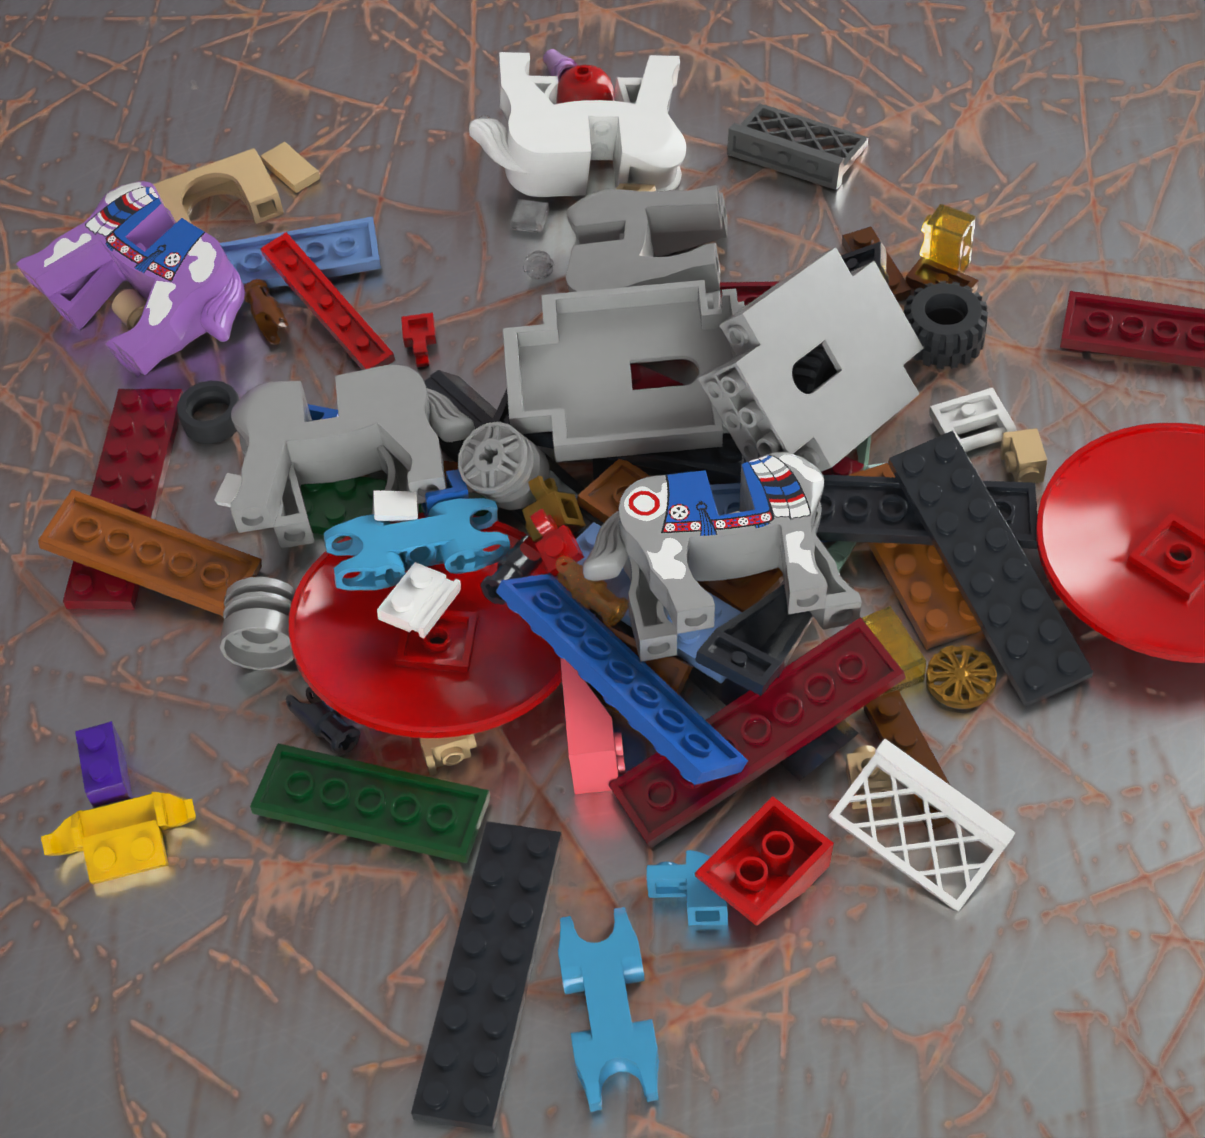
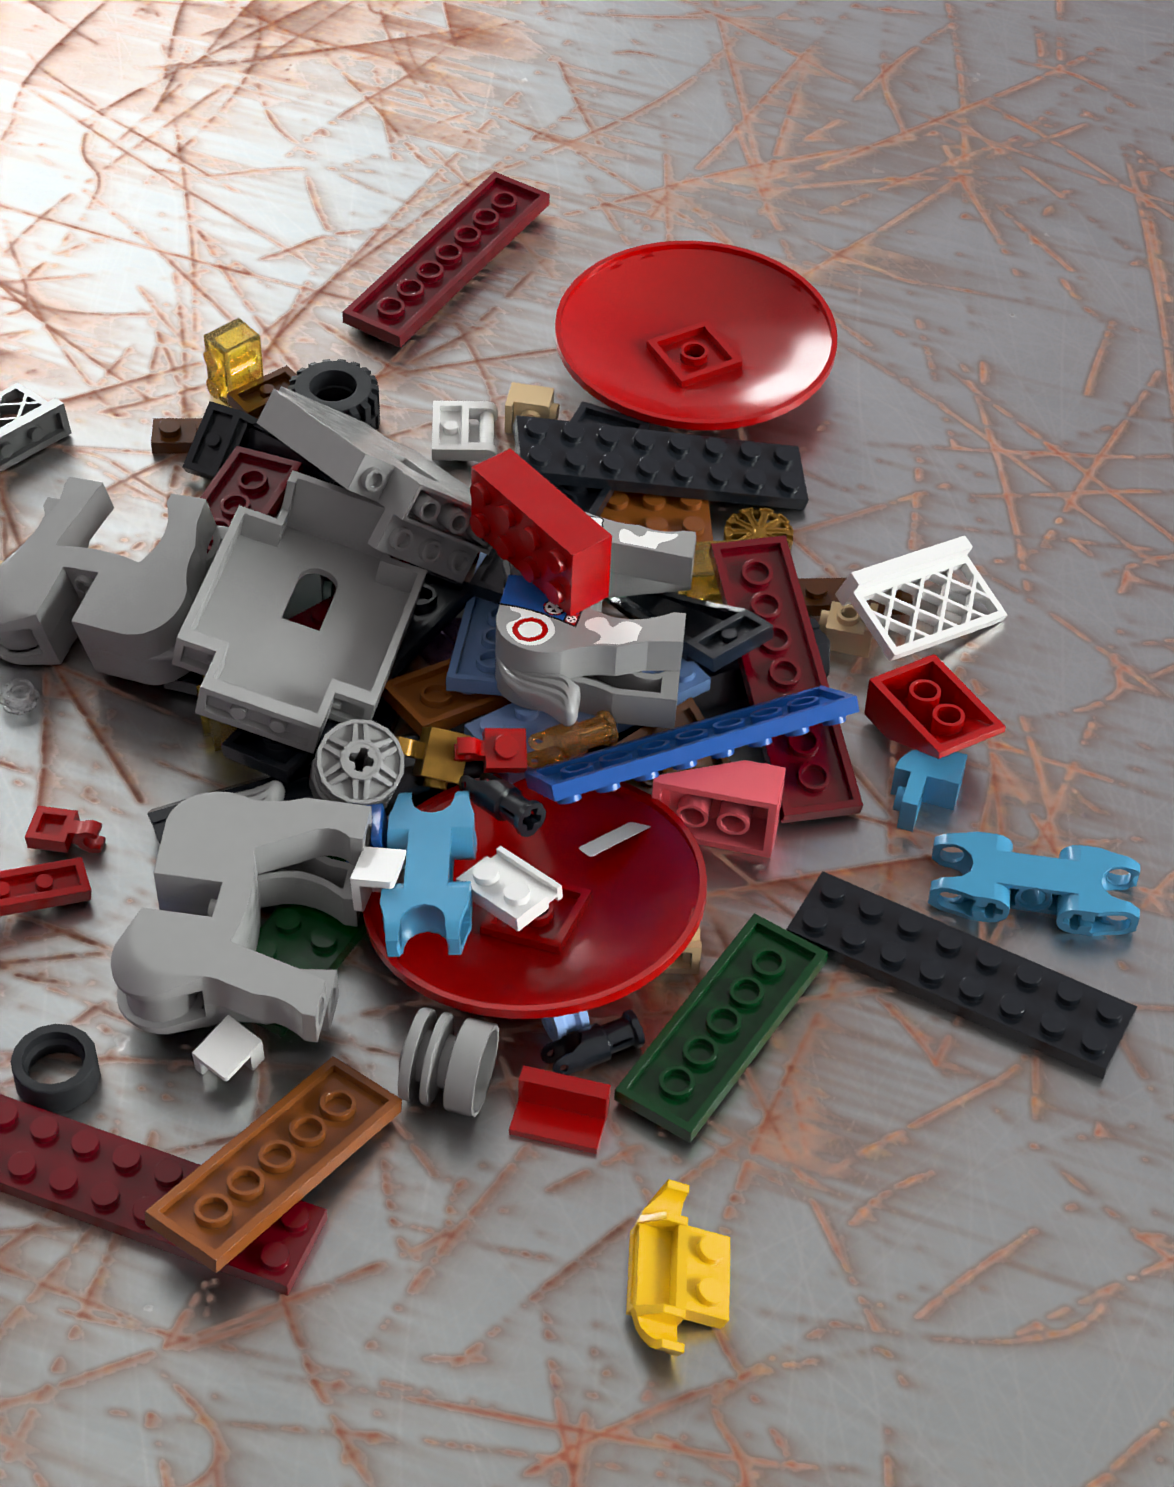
camera: 80 degrees left, 5 degrees down
(103, 765) = (578, 1272): dark purple brick -> none
(255, 718) = (560, 1109): none -> red panel
(519, 661) = (612, 838): none -> white sticker
(730, 462) = (540, 532): none -> red brick

